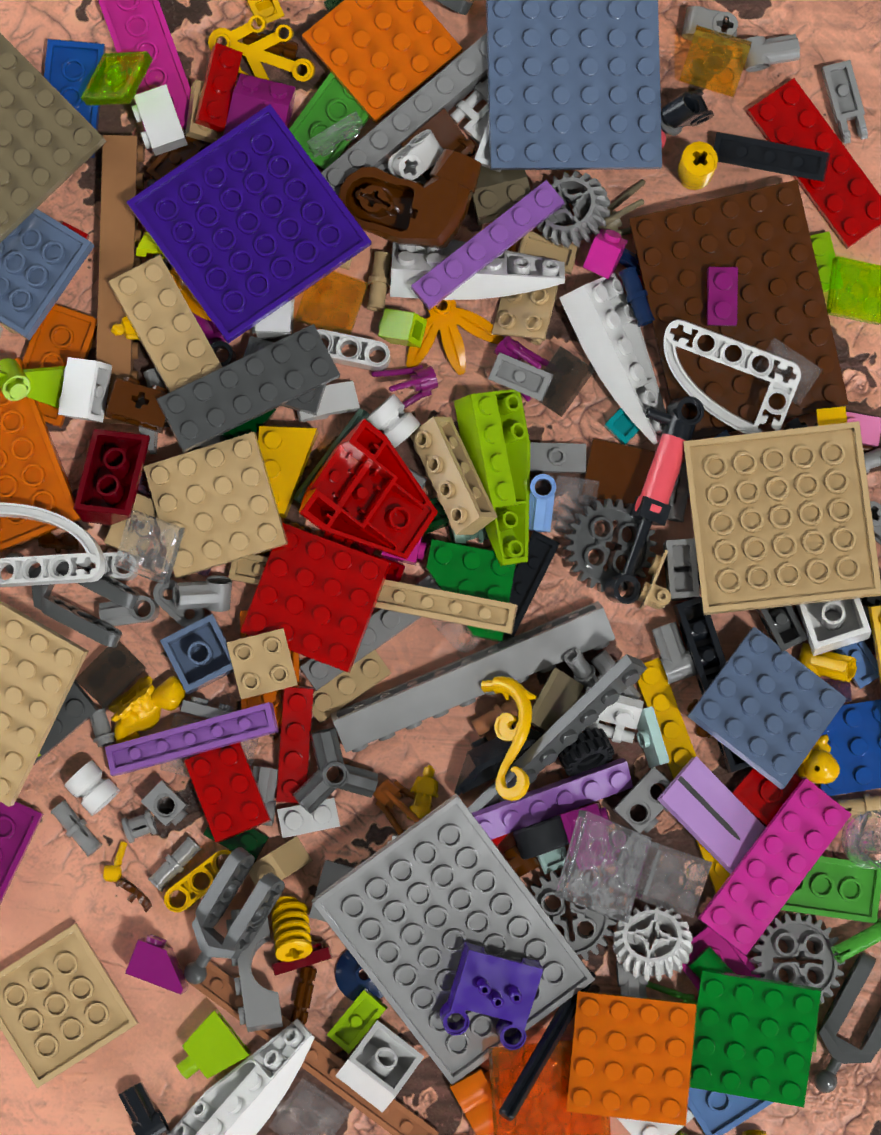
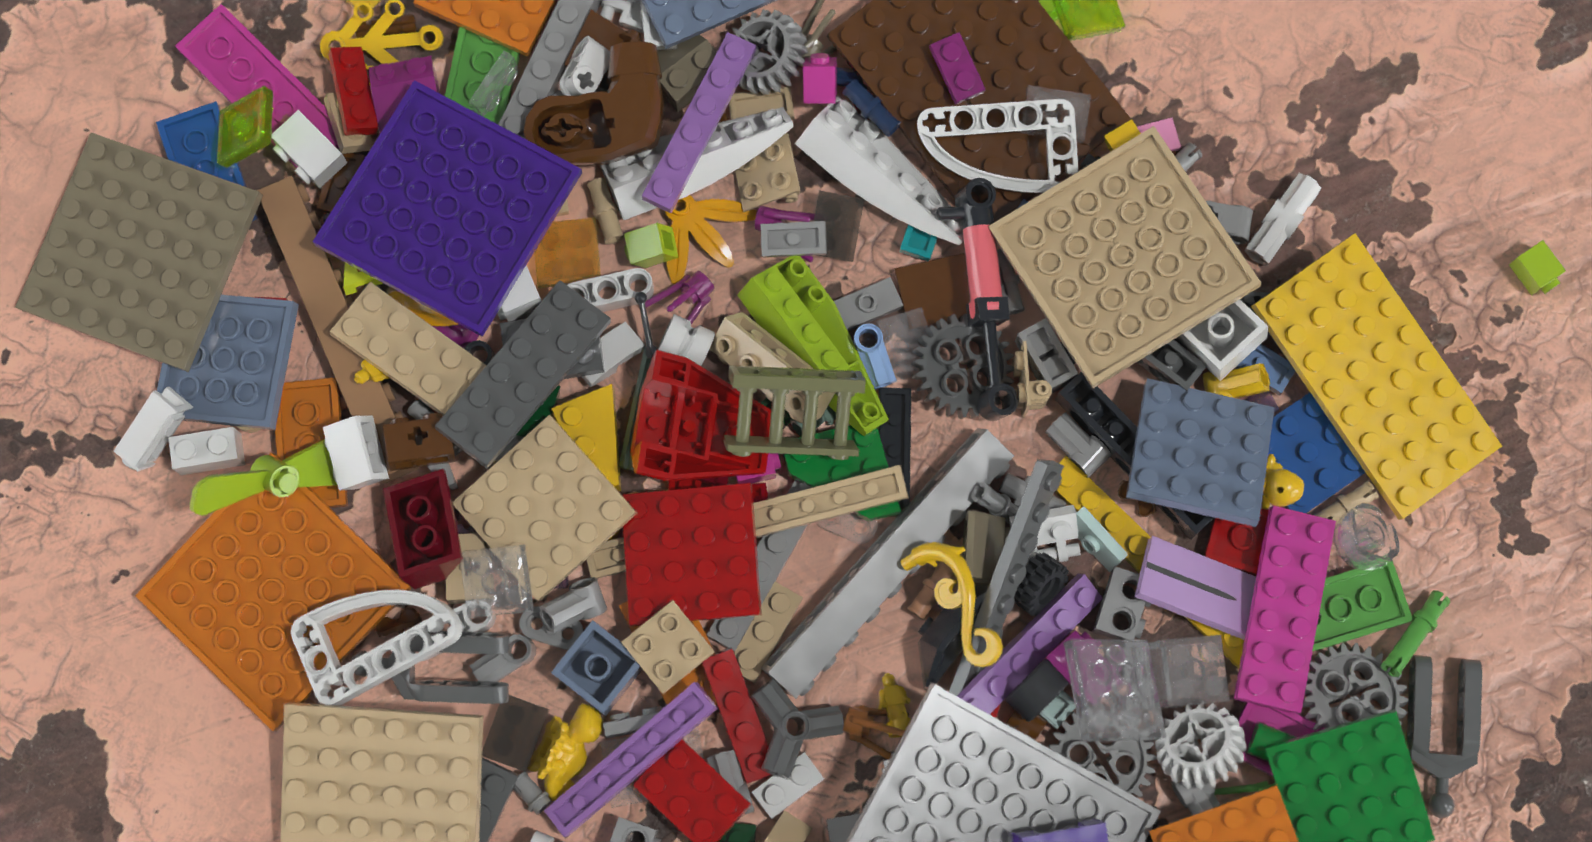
camera: 25 degrees left, 5 degrees down
(372, 369) = (641, 298): none -> black hinge
(450, 493) = (780, 382): none -> olive fence

